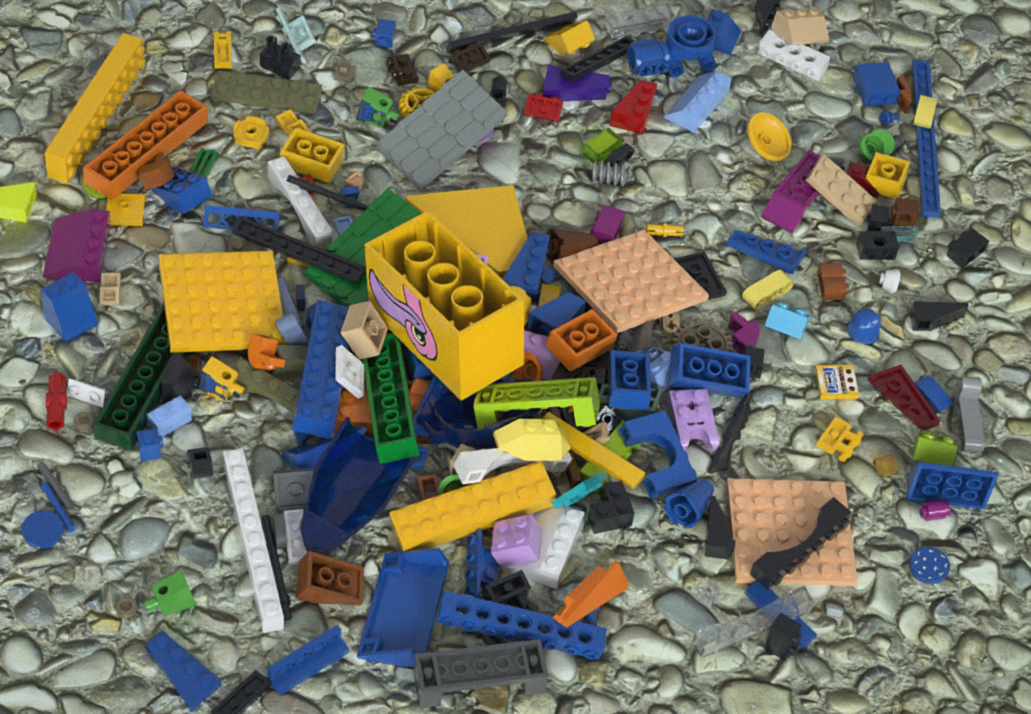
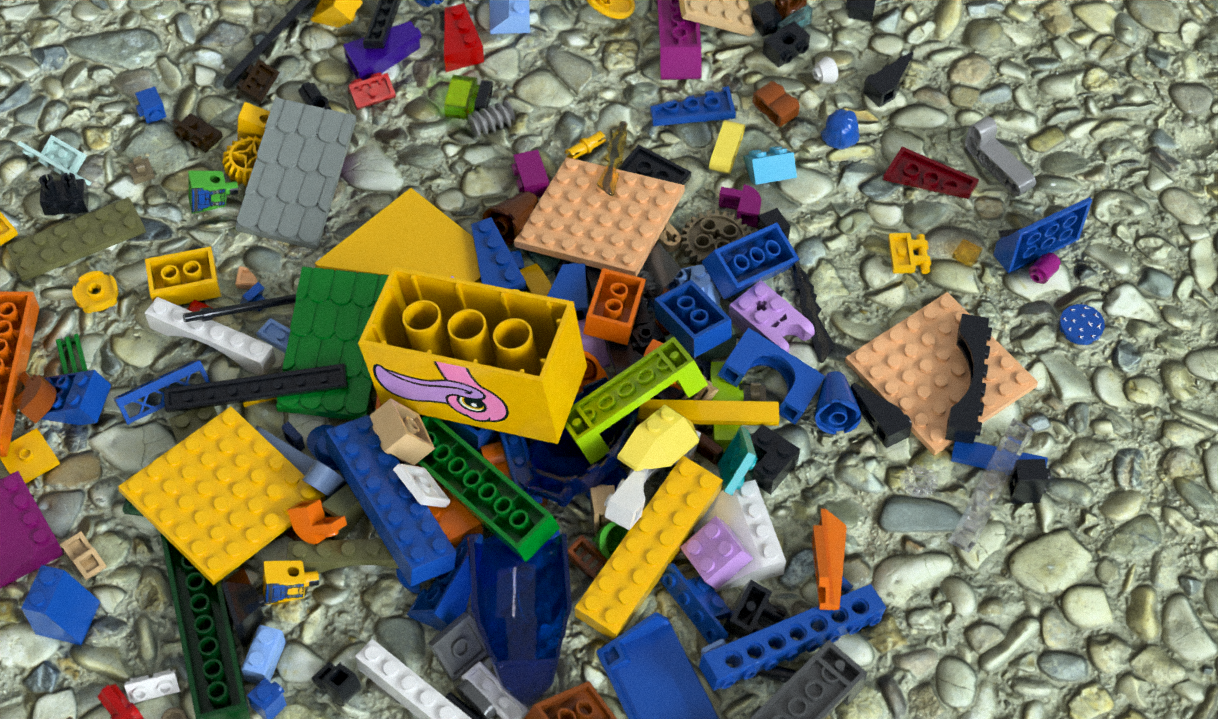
camera: 30 degrees left, 5 degrees up
(289, 121) = (130, 258): yellow slope -> none
(656, 259) = (609, 177): none -> clear yellow sword
(836, 382) = (859, 199): tile -> none
(934, 394) = (950, 156): blue slope -> none
(934, 449) = (997, 209): lime slope -> none

